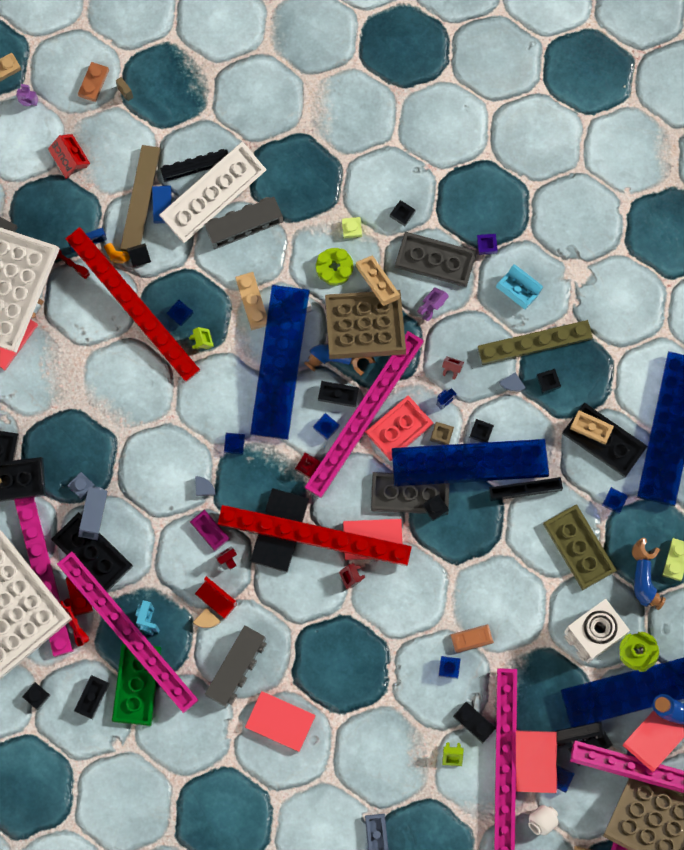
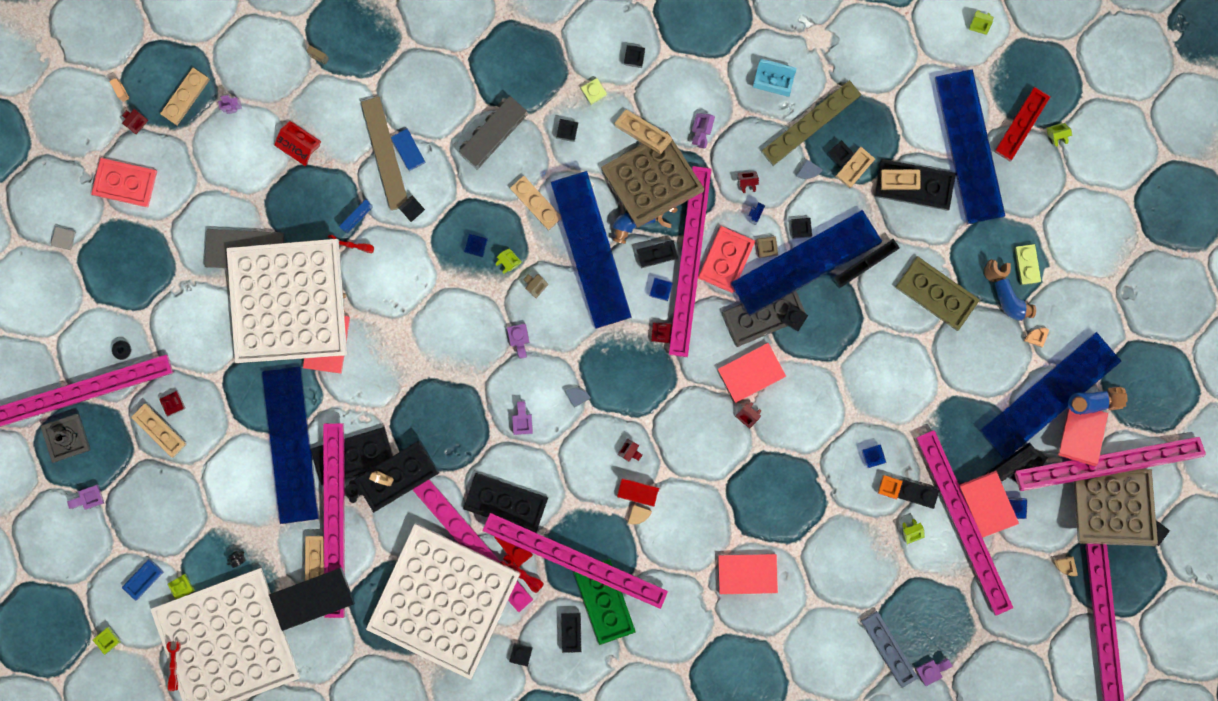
camera: 30 degrees left, 10 degrees up
(80, 485) = (465, 447): sand blue plate -> none
(93, 81) = (284, 60): nougat plate -> none
(93, 513) = (490, 468): sand blue brick -> none
(116, 256) = (389, 219): light orange arm -> none
(132, 304) = (429, 258): red plate -> none
(143, 486) = (522, 423): none -> medium lavender plate
(144, 615) = (582, 538): medium azure bracket -> none
(177, 411) = (518, 337): none -> medium lavender plate
(192, 166) = (418, 100): black piece -> none
(209, 530) = (601, 433): magenta tile -> none
(212, 192) = (450, 117): white plate -> none
(215, 371) = (535, 285): none -> dark tan tile
(234, 443) = (585, 343): clear blue plate -> none
(235, 666) = (686, 545): dark grey brick -> none
(273, 551) = (664, 403): black tile -> none
(310, 250) = (567, 130): none -> black plate
(314, 535) = (699, 394): red plate -> none
(337, 256) = (595, 146): lime plate -> none
(435, 259) = (684, 86): dark grey tile -> none
(450, 703) = (889, 487): none -> orange plate
(472, 638) = (880, 420): nougat tile -> none
(487, 244) = (725, 50): dark purple plate -> none
(543, 820) = (1018, 551): white head -> none
(556, 399) = (855, 167): none -> tan plate
(587, 640) = (977, 367): white brick -> none
(615, 500) = (950, 236): clear blue plate -> none
(639, 661) = (1040, 372): lime plate -> none
(655, 629) = (1037, 337): none -> light nougat tile

